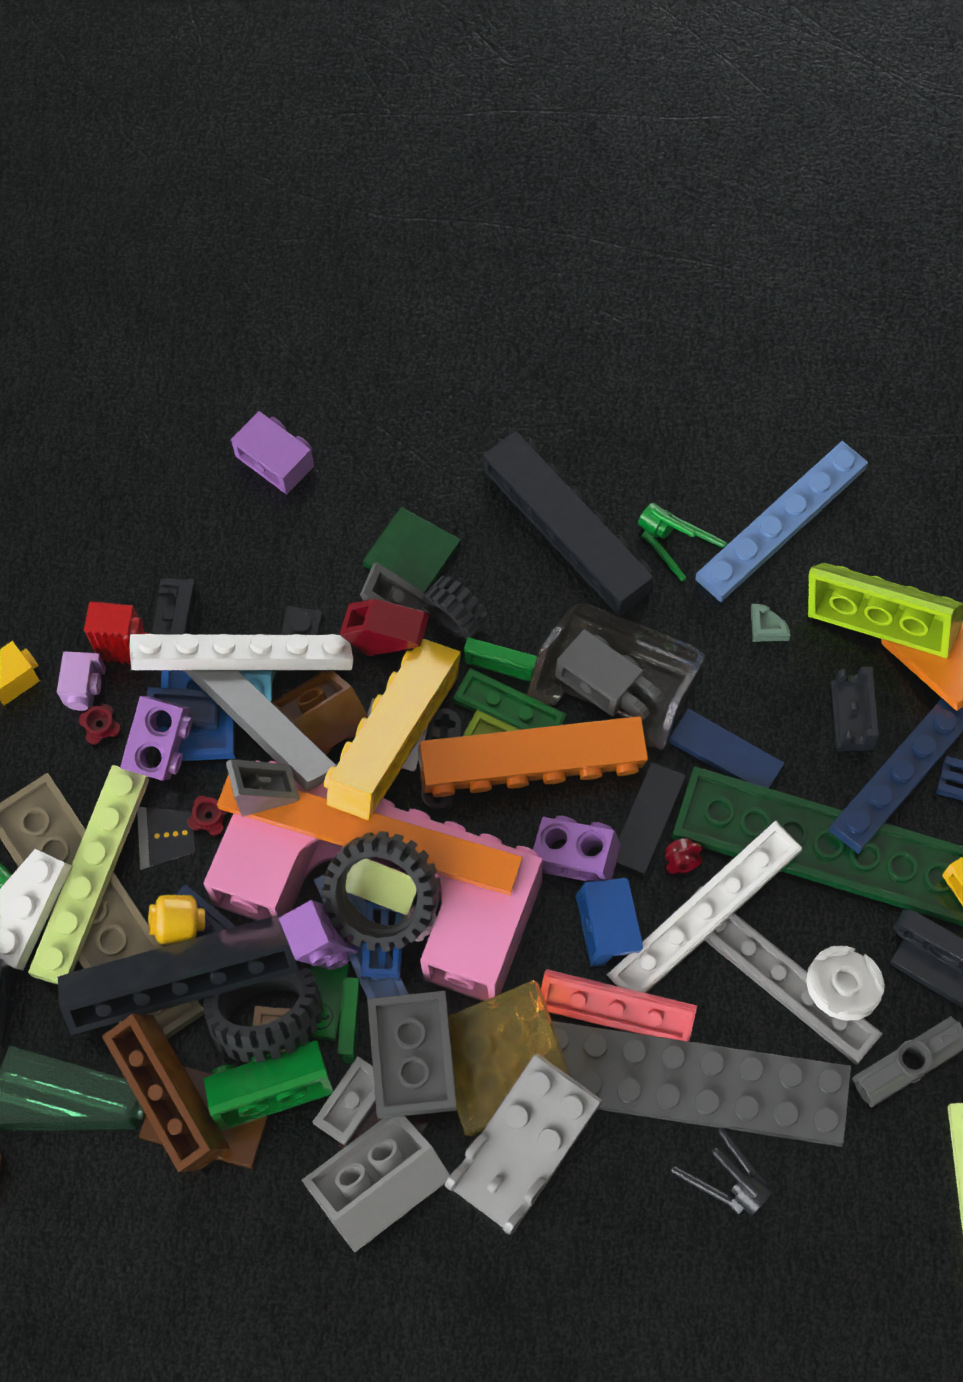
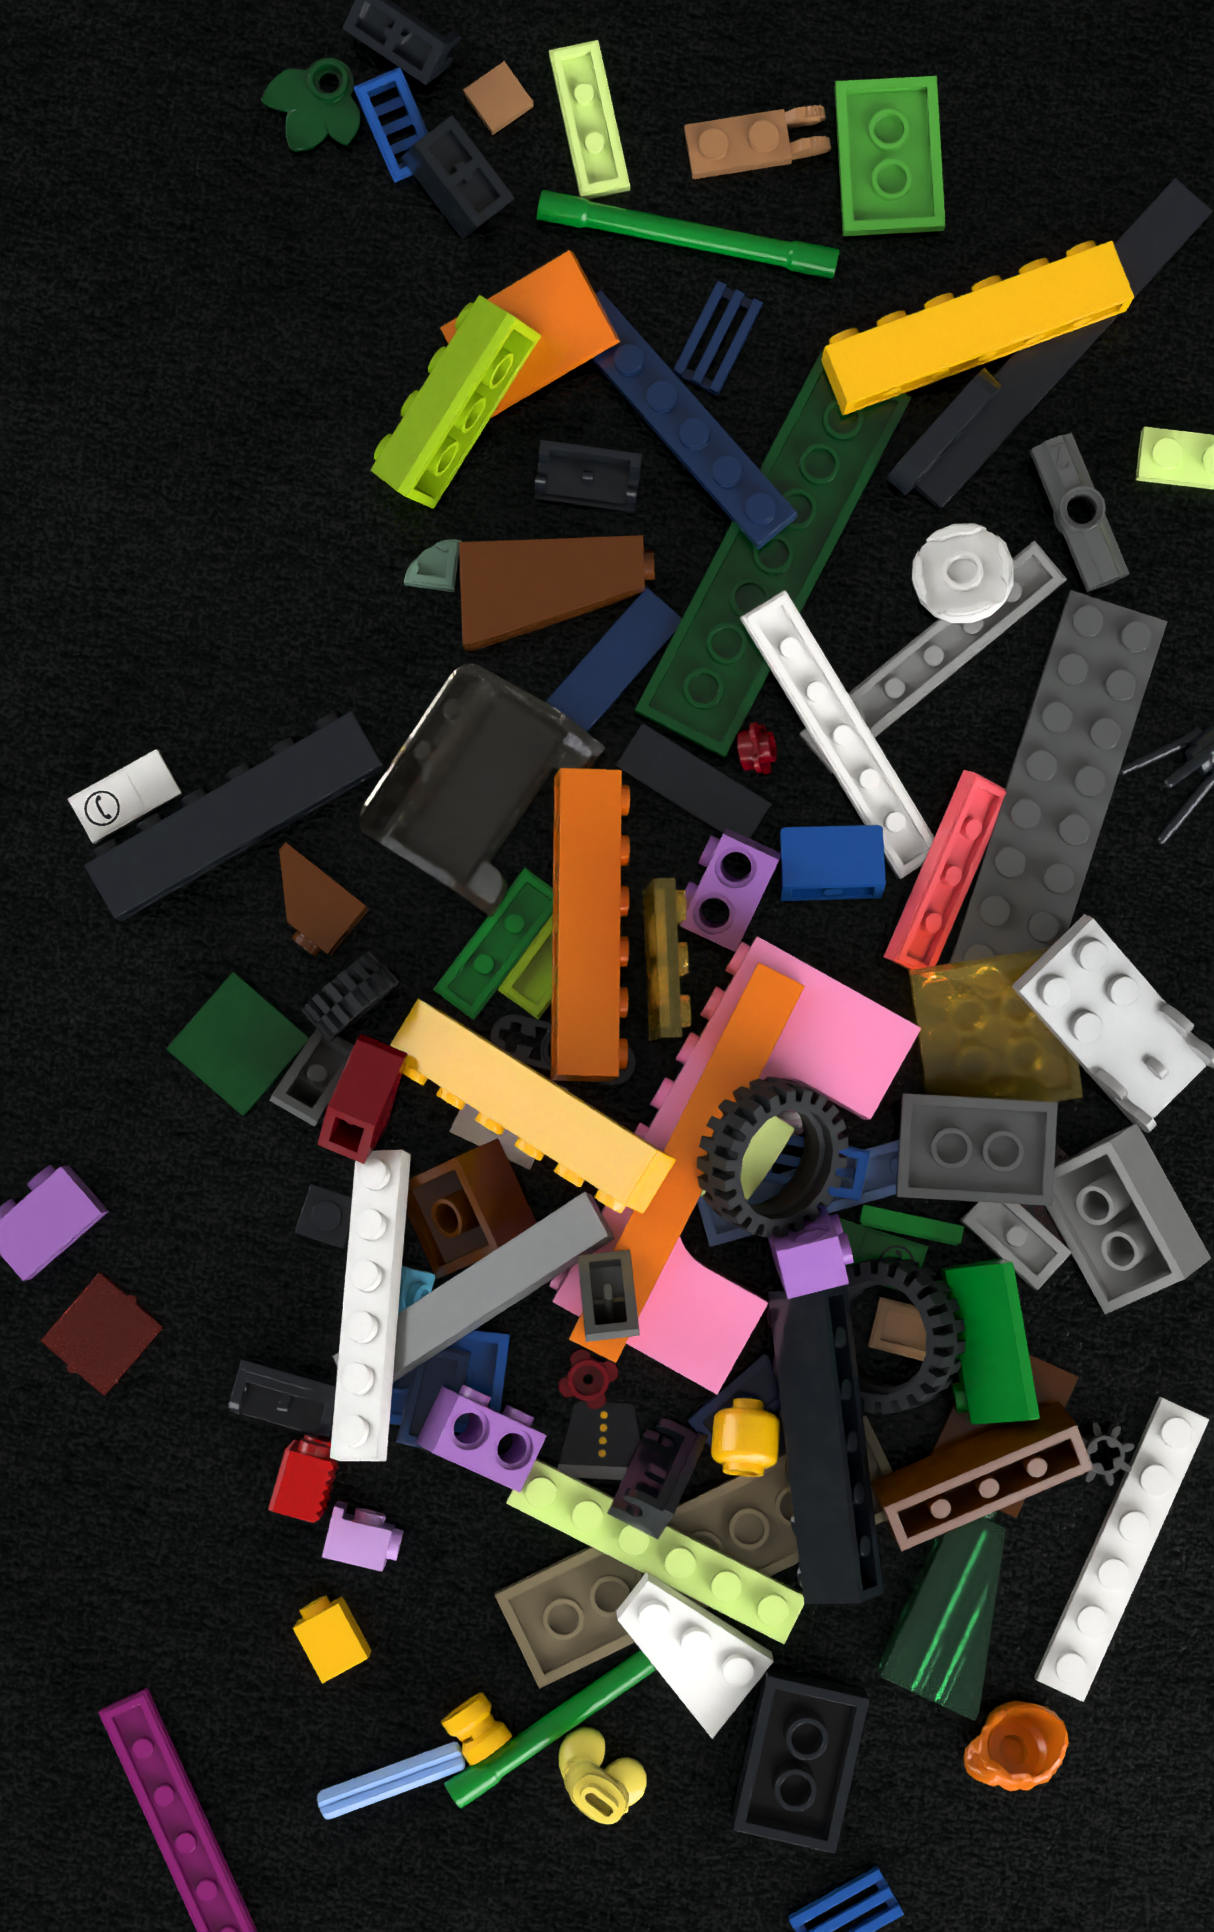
camera: 85 degrees left, 20 degrees up
(99, 714) = (421, 1530): dark red plate -> none
(124, 1223) = (1121, 1549): none -> white plate
(140, 866) = (657, 1477): none -> black hinge
(203, 502) = (102, 1334): none -> clear red piece
(205, 1194) = (1114, 1459): none -> dark grey gear
(499, 659) = (431, 944): green tile -> none
(514, 801) = (665, 959): none -> clear yellow plate
(516, 582) = (316, 904): none -> reddish brown slope
(569, 457) = (125, 796): none -> white tile
(605, 676) = (486, 804): dark grey hinge -> none
(660, 523) = (256, 685): green plant -> none
(771, 690) = (541, 582): none -> reddish brown slope
(781, 521) = (279, 513): medium blue plate -> none

